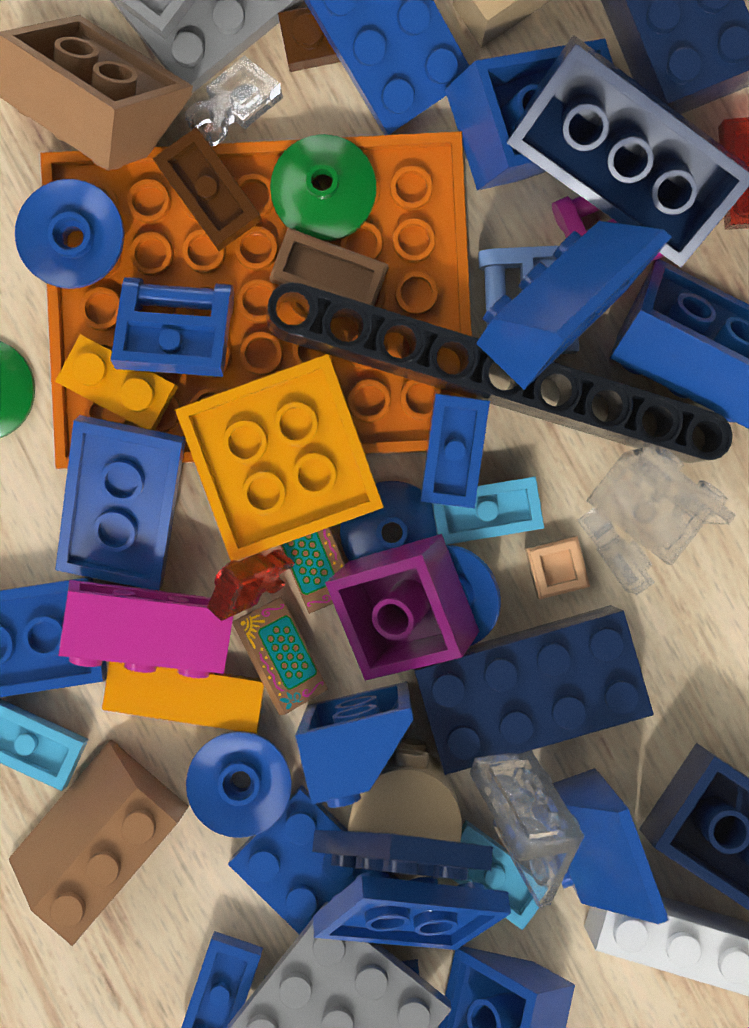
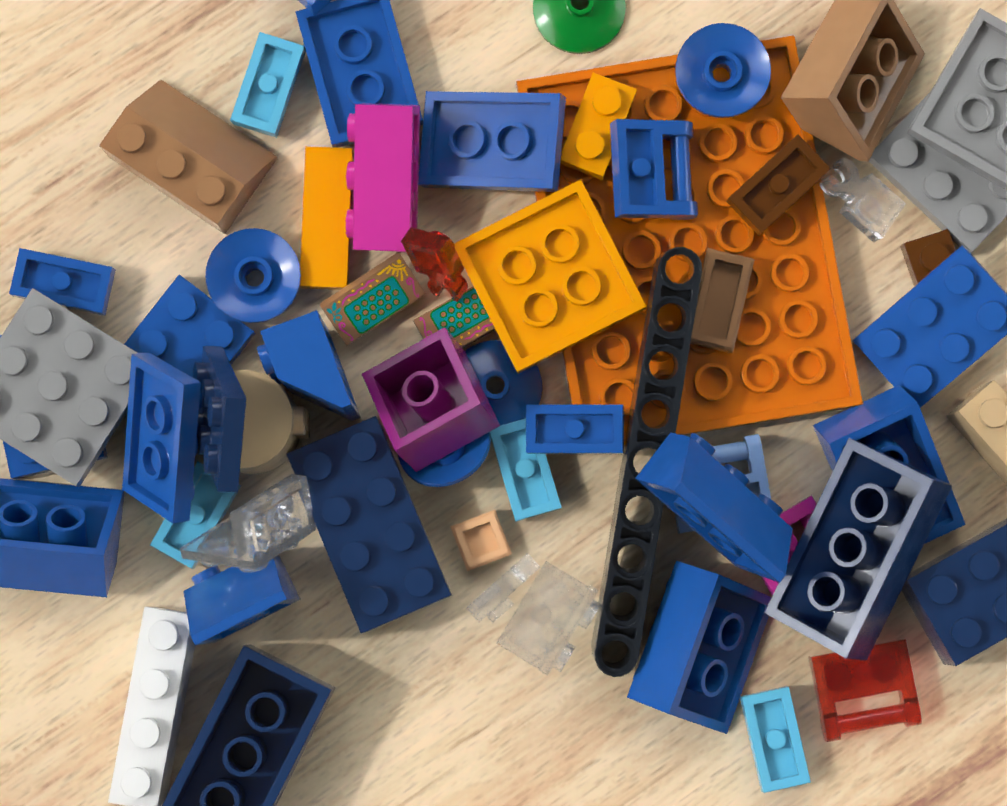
camera: 80 degrees right, 5 degrees down
(330, 212) = (781, 306): green dish -> none

